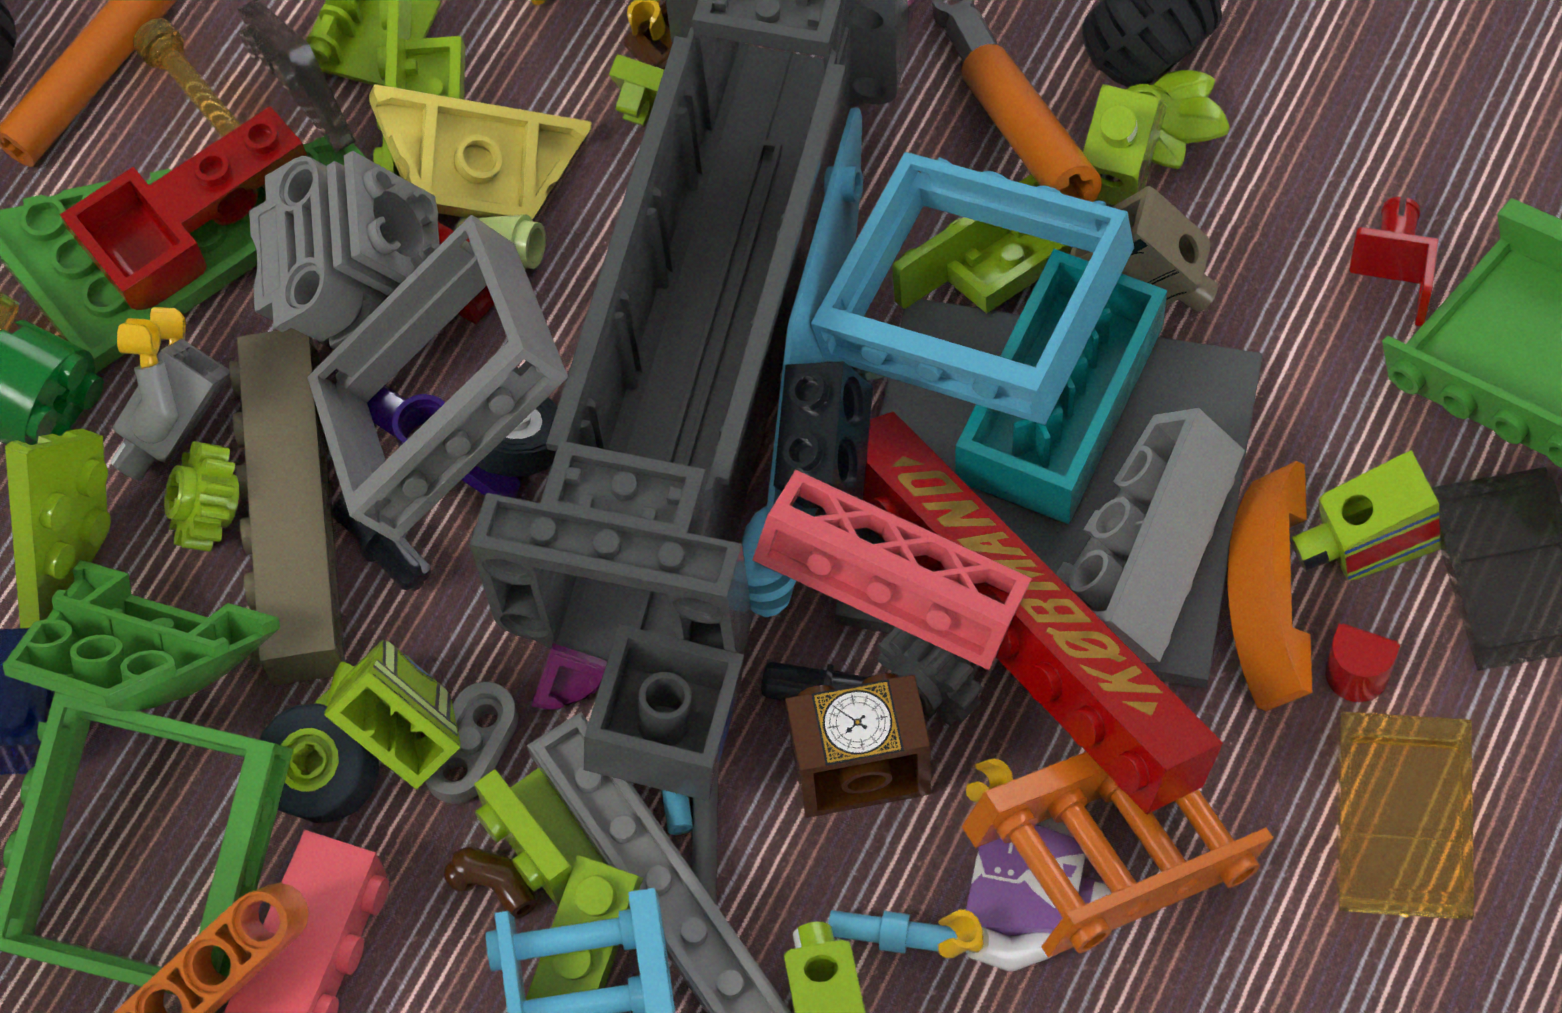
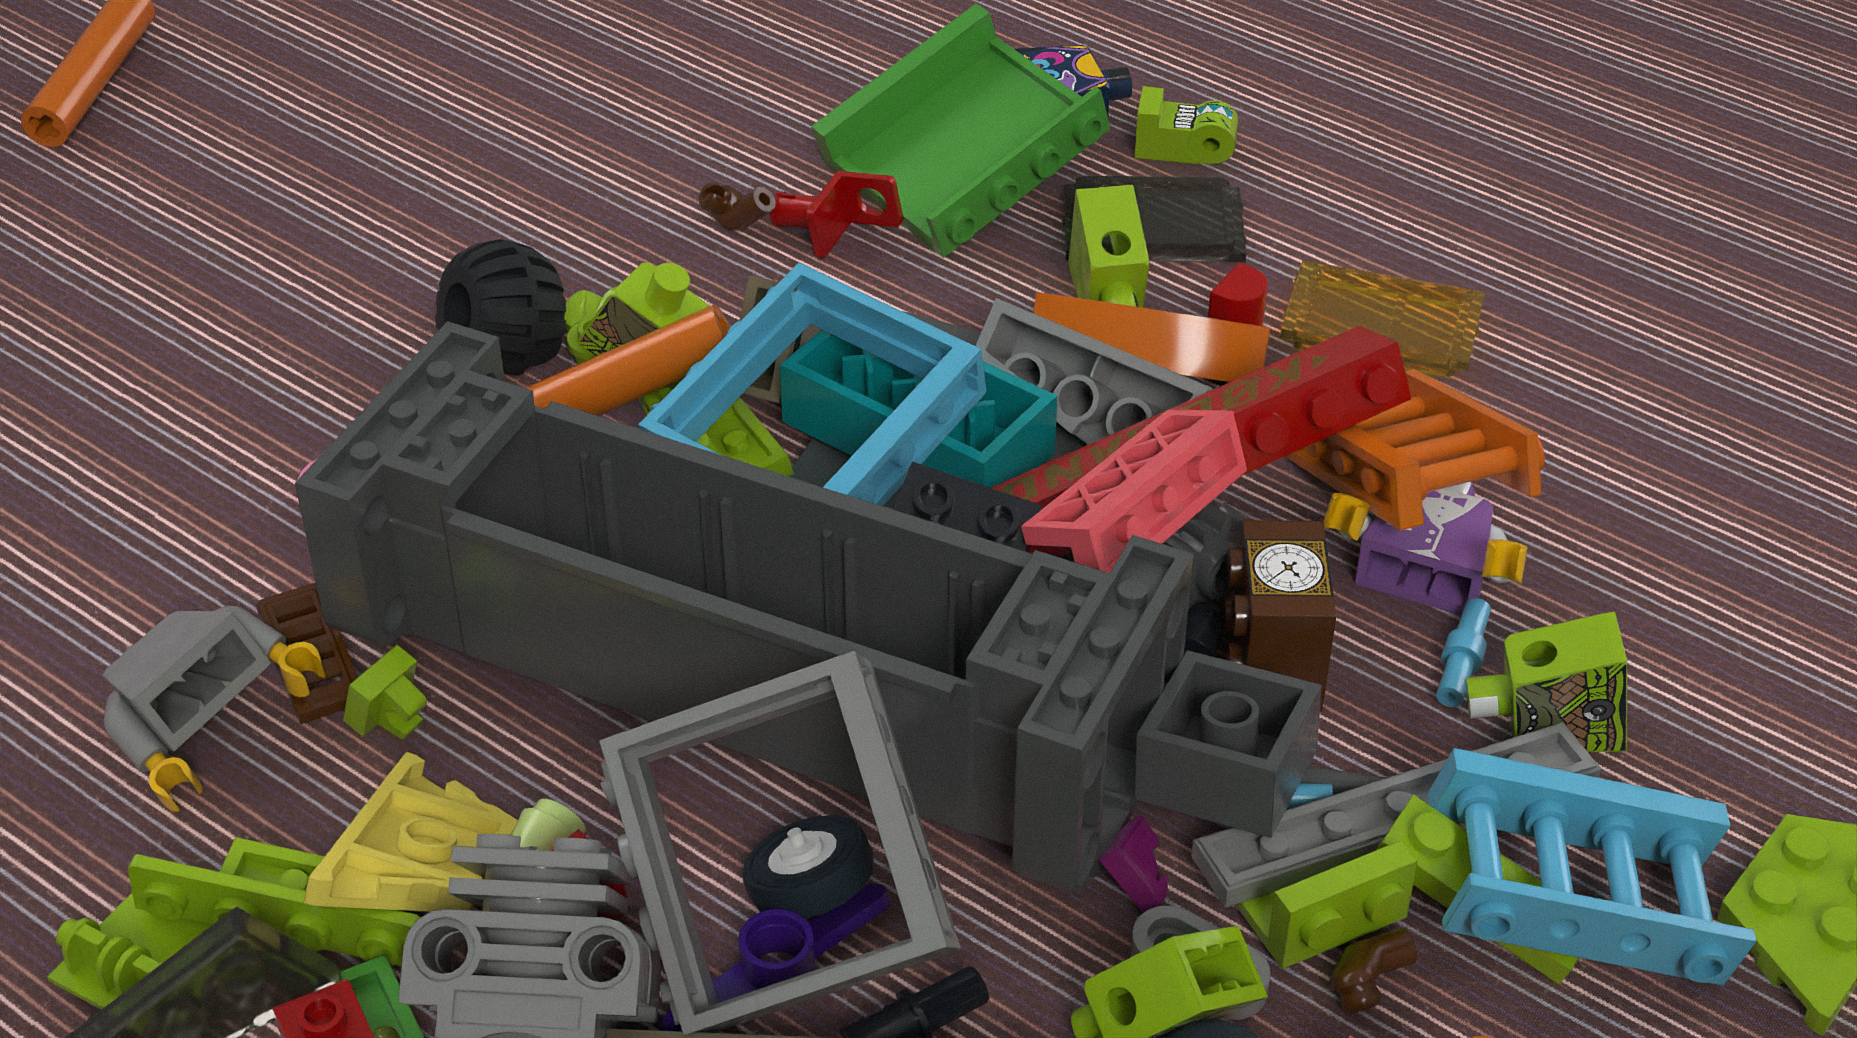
camera: 85 degrees left, 20 degrees down
(1390, 169) = (734, 208): none -> reddish brown arm

